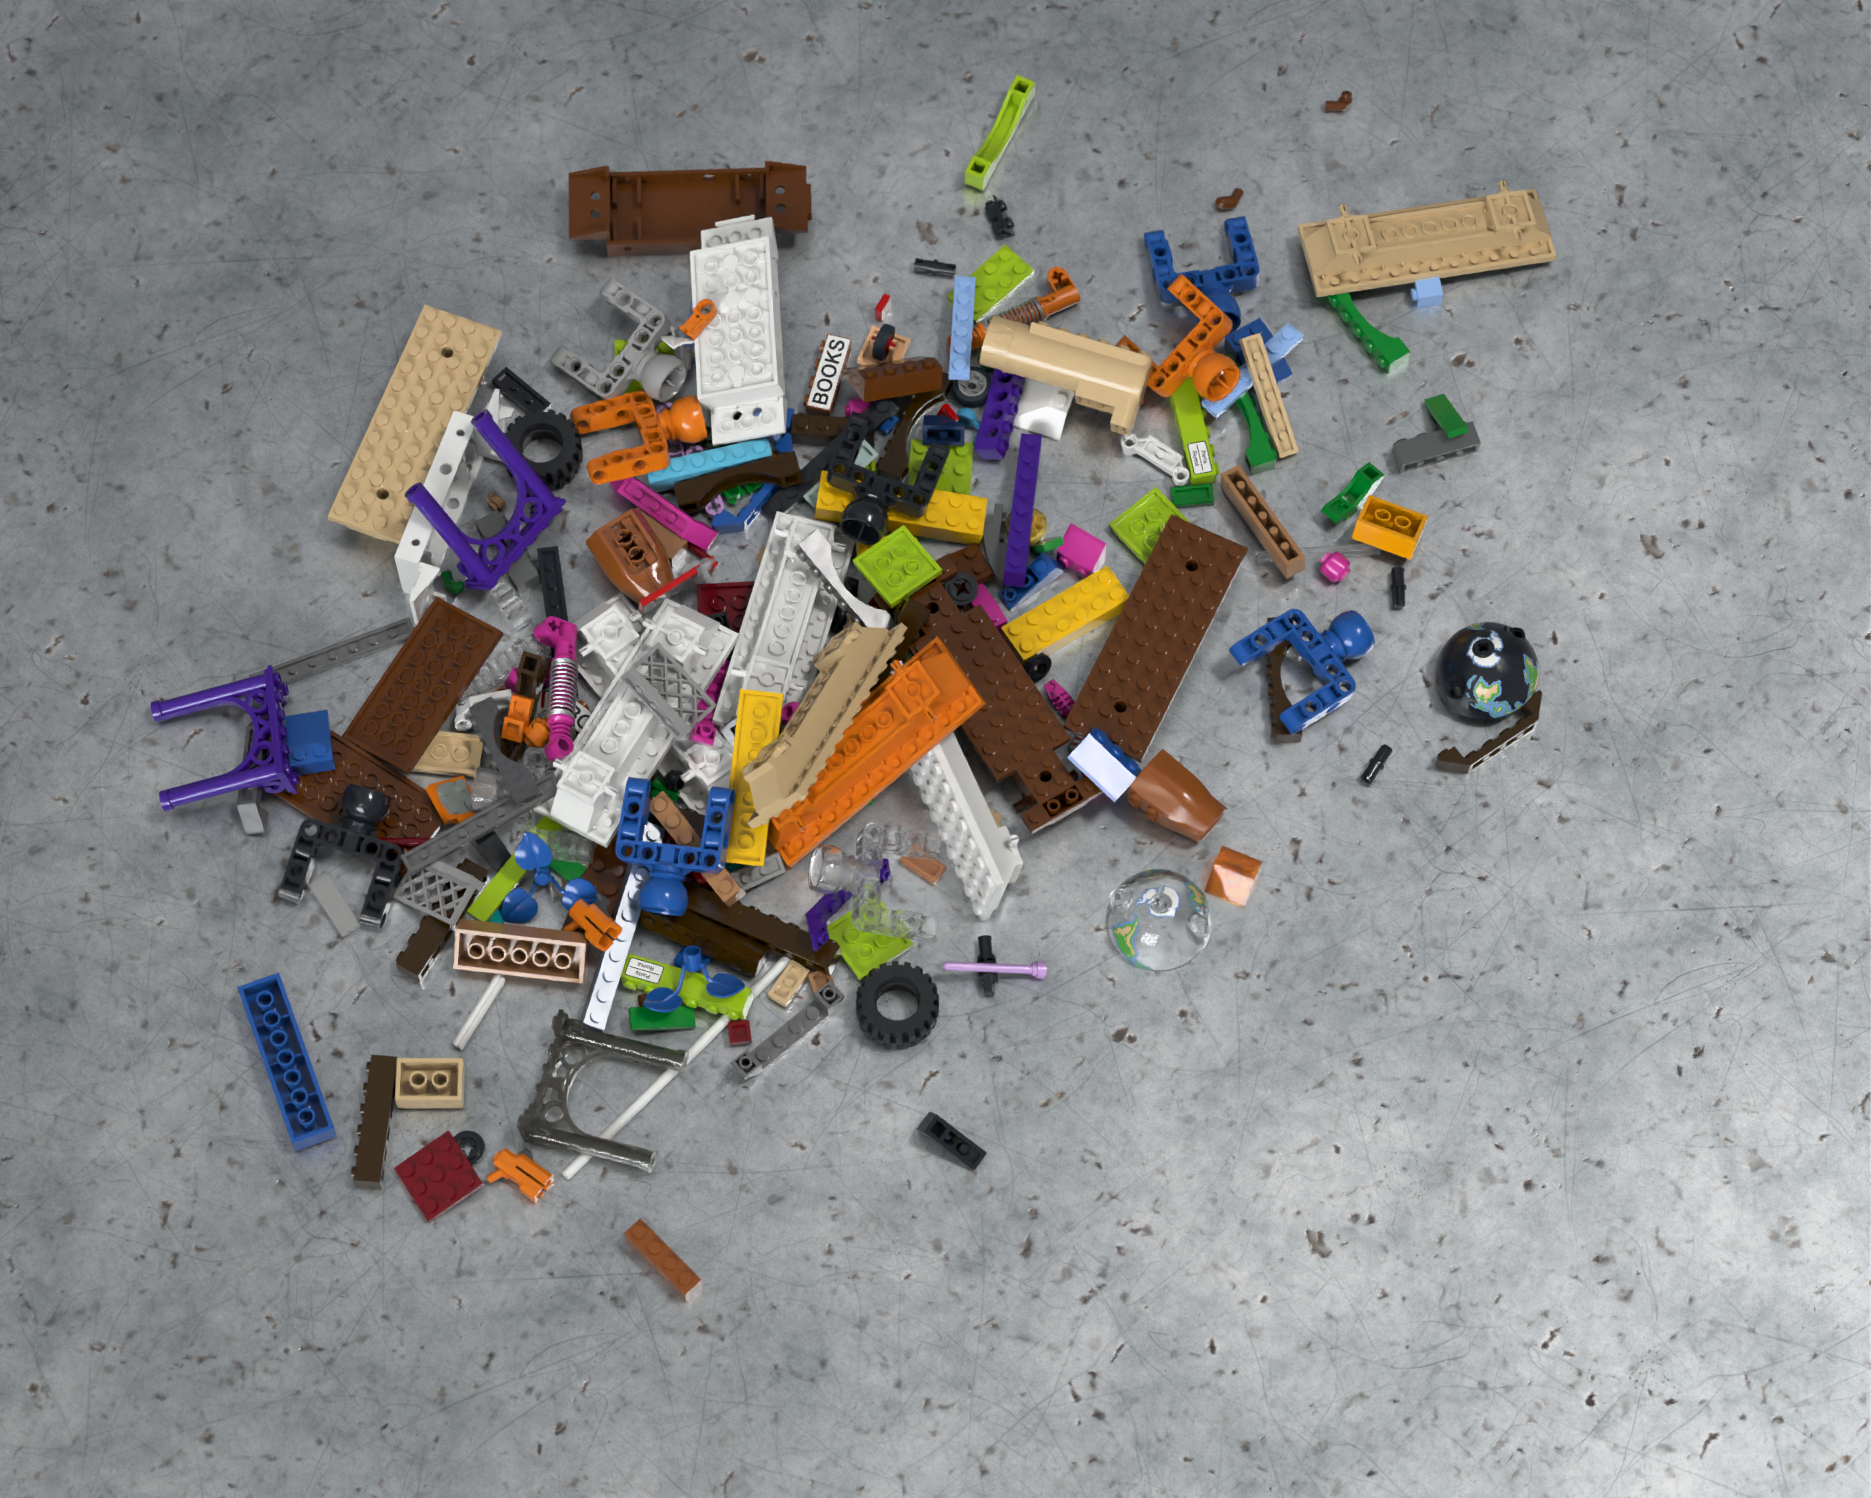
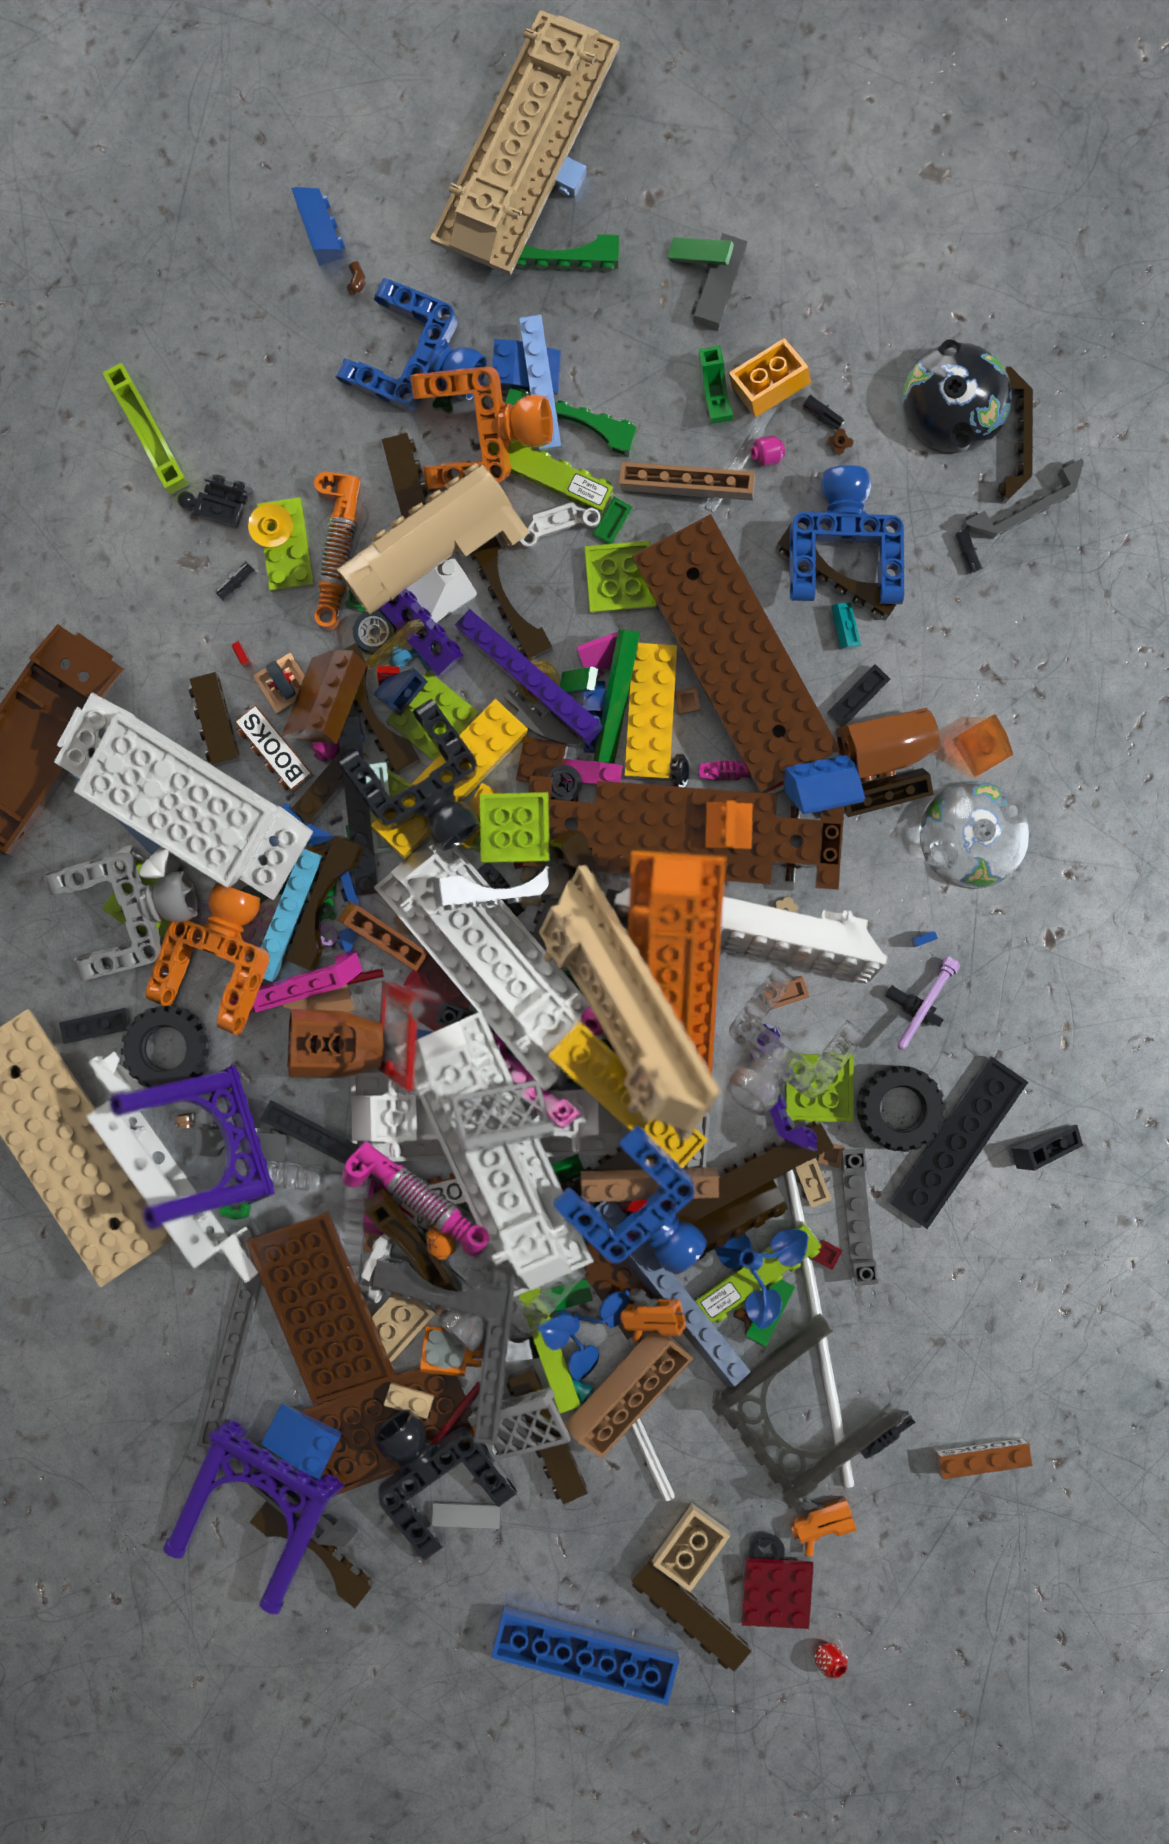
camera: 55 degrees left, 20 degrees up
(220, 852) = (349, 1580): none -> dark brown arch
(400, 804) = (403, 1398): none -> tan plate
(414, 1251) = (831, 1660): none -> red head
(517, 718) = (415, 1251): orange slope -> none
(626, 1174) = (888, 1437): none -> black hinge
(673, 780) = (563, 1153): black plate -> none
(698, 321) = (152, 833): orange piece -> none
(743, 538) = (382, 936): none -> dark orange brick
(818, 322) = (215, 719): none -> dark brown brick
(904, 1071) = (958, 1142): none -> black plate
(962, 328) = (317, 602): light blue plate -> none
(975, 401) = (395, 642): none -> clear yellow tile
(977, 216) = (211, 507): none -> black plate
(994, 252) = (263, 517): none -> yellow dish
(1018, 715) = (729, 825): none -> orange bracket
(1045, 935) = (923, 939): none -> blue tile
(1053, 499) = (532, 640): none -> dark brown arch
(1057, 580) = (616, 695): none -> green tile
(1095, 639) = (687, 700): none -> medium nougat plate
(1115, 320) = (404, 472): none -> dark brown brick
(1138, 827) = (892, 791): none -> dark brown brick
(1185, 320) = (443, 403): none -> dark green piece
(1202, 759) = (859, 695): none -> black plate
(1245, 713) = (846, 625): none -> teal plate
(1246, 145) = (319, 224): none -> blue slope
(1268, 395) = (575, 387): tan plate -> none
(1341, 104) = (333, 111): reddish brown arm -> none
(1385, 620) = (837, 447): none -> reddish brown plate
(1499, 795) = (982, 525): none -> dark grey slope

